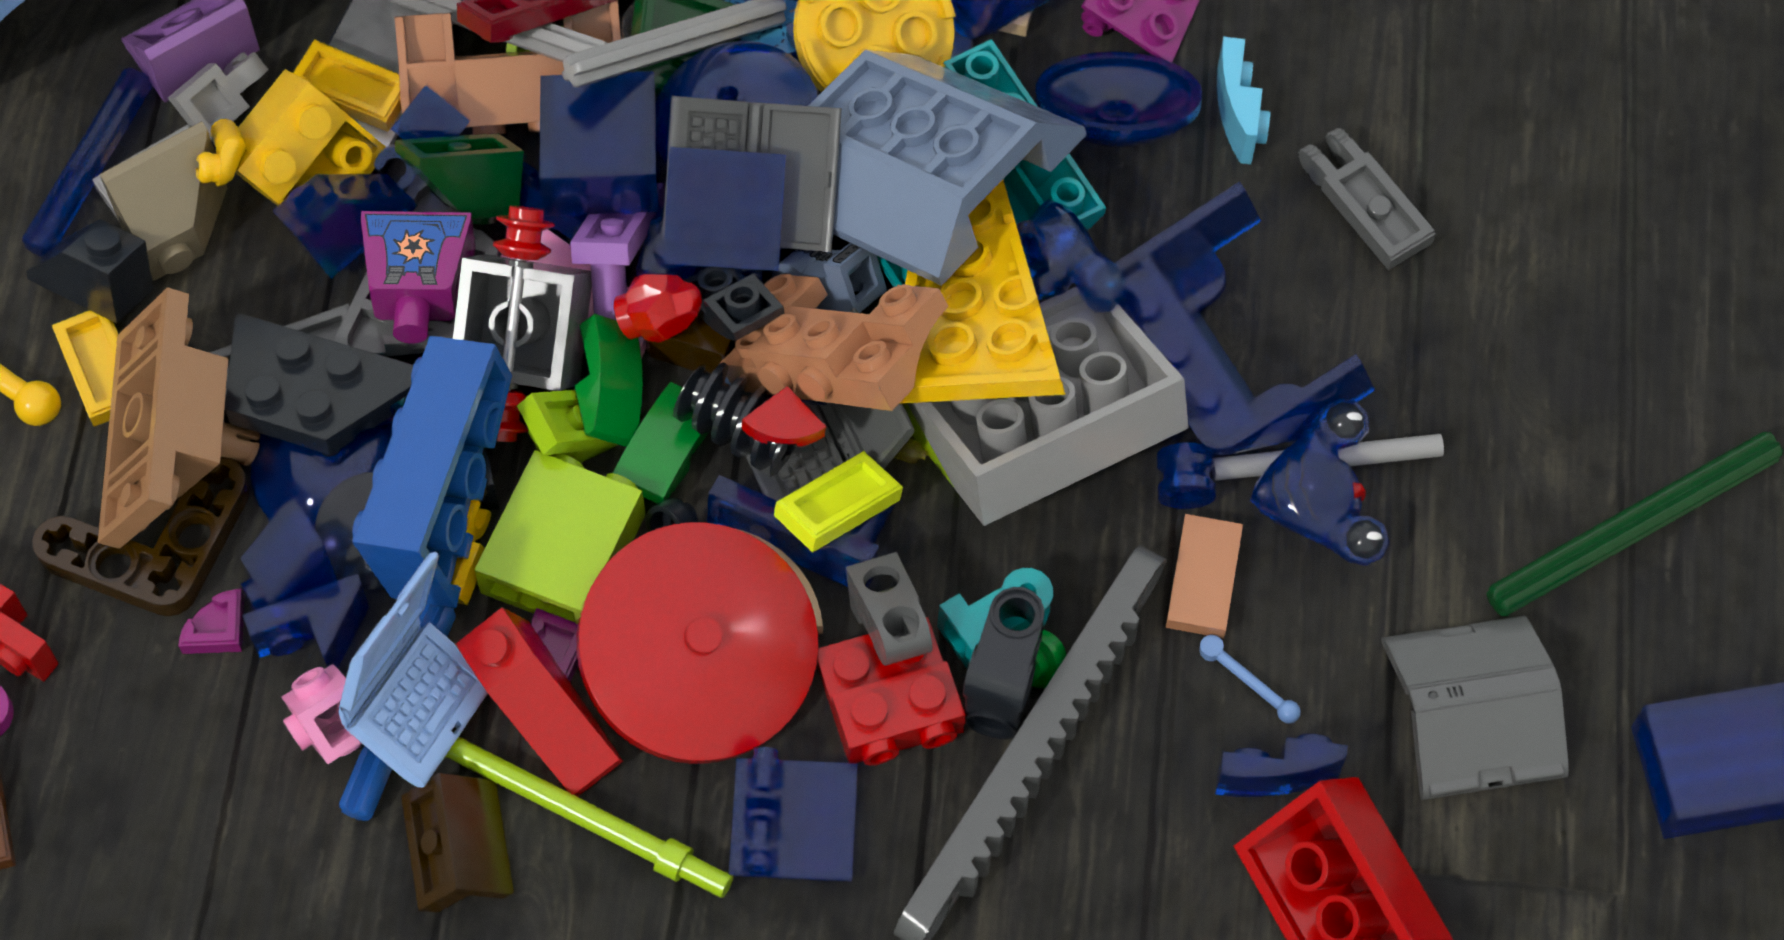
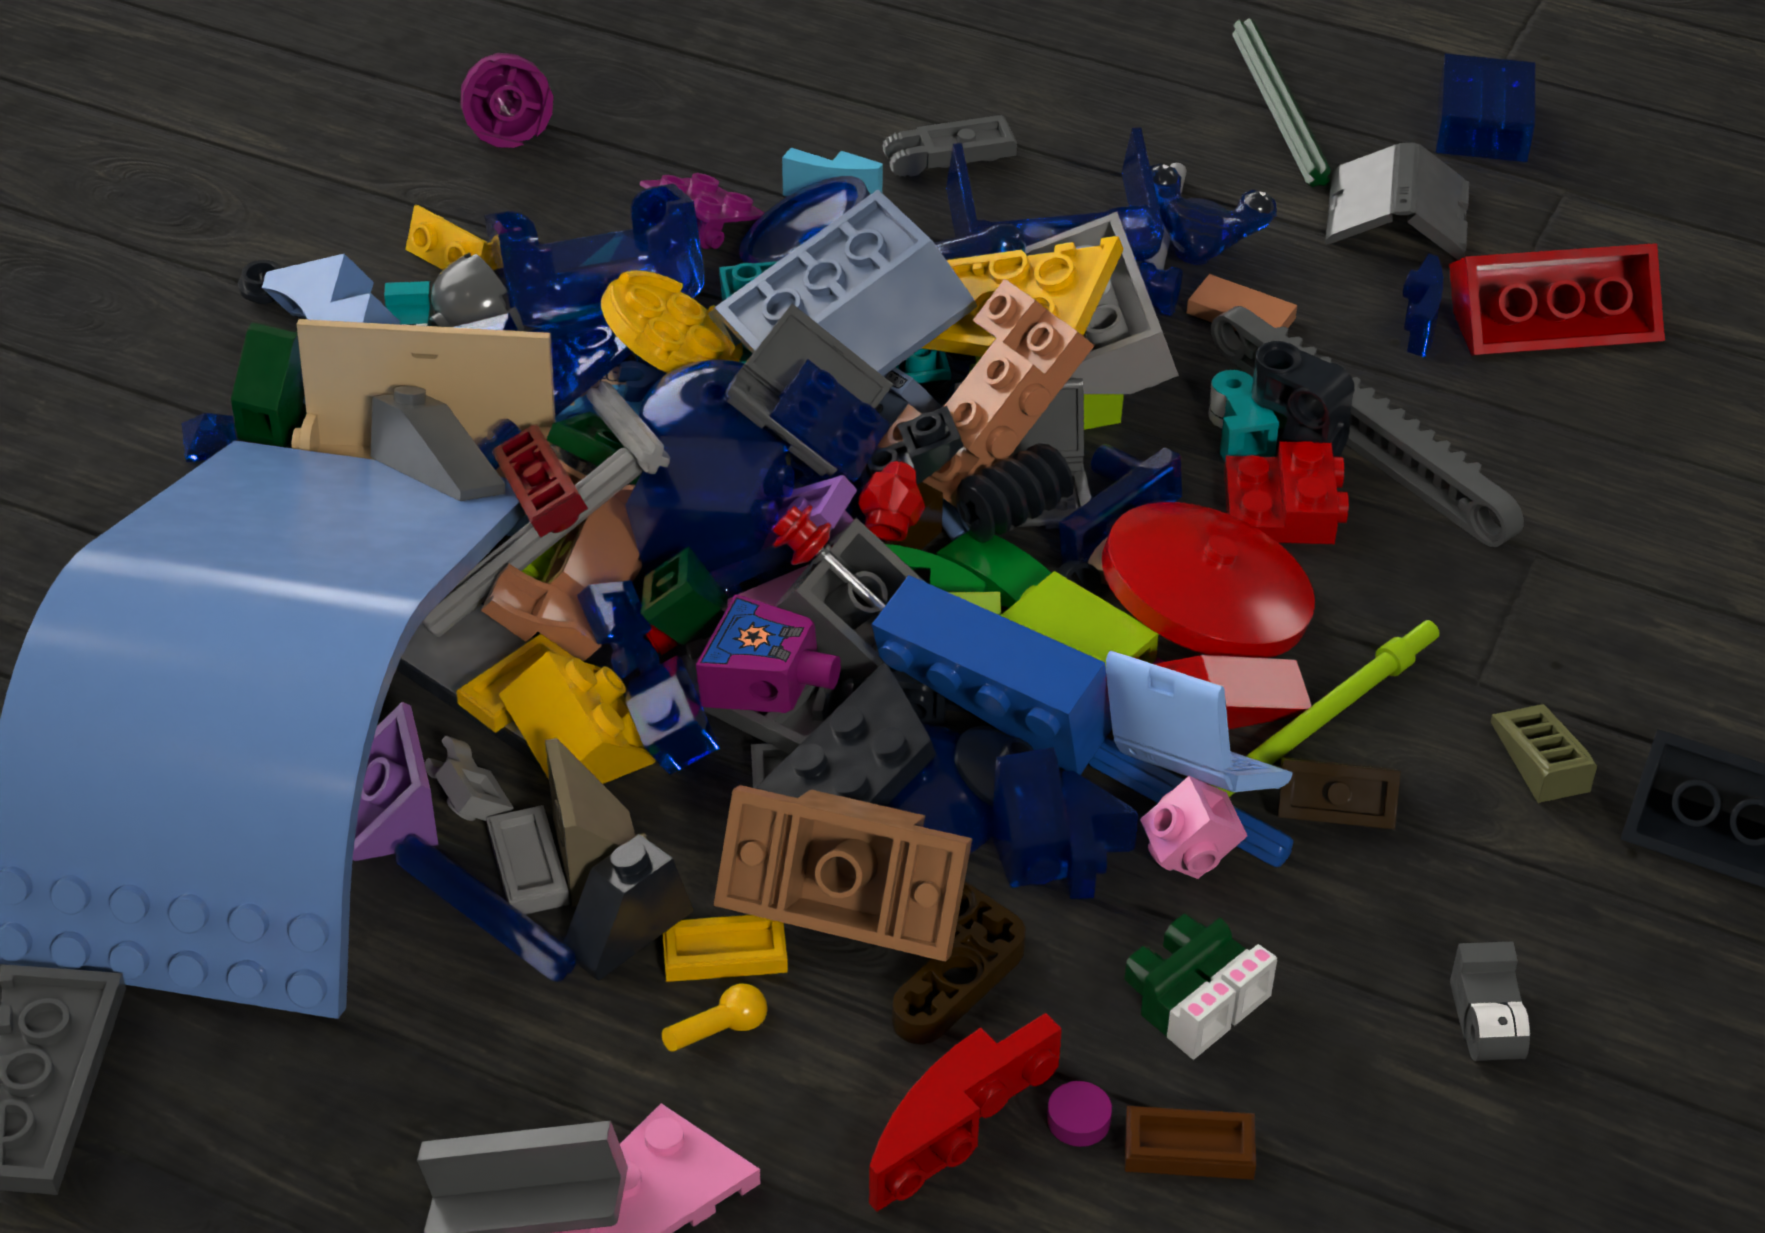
camera: 70 degrees left, 20 degrees down
(148, 777) = (1202, 985): none -> hips
(215, 626) = (1052, 915): magenta tile -> none
(229, 151) = (583, 741): yellow arm -> none
(784, 421) = (1048, 440): red tile -> none
(793, 818) = (1379, 579): clear blue hinge -> none
(838, 501) = (1115, 458): neon yellow tile -> none
(890, 615) = (1228, 452): dark grey leg -> none
(1212, 649) = (1303, 324): medium blue hinge -> none

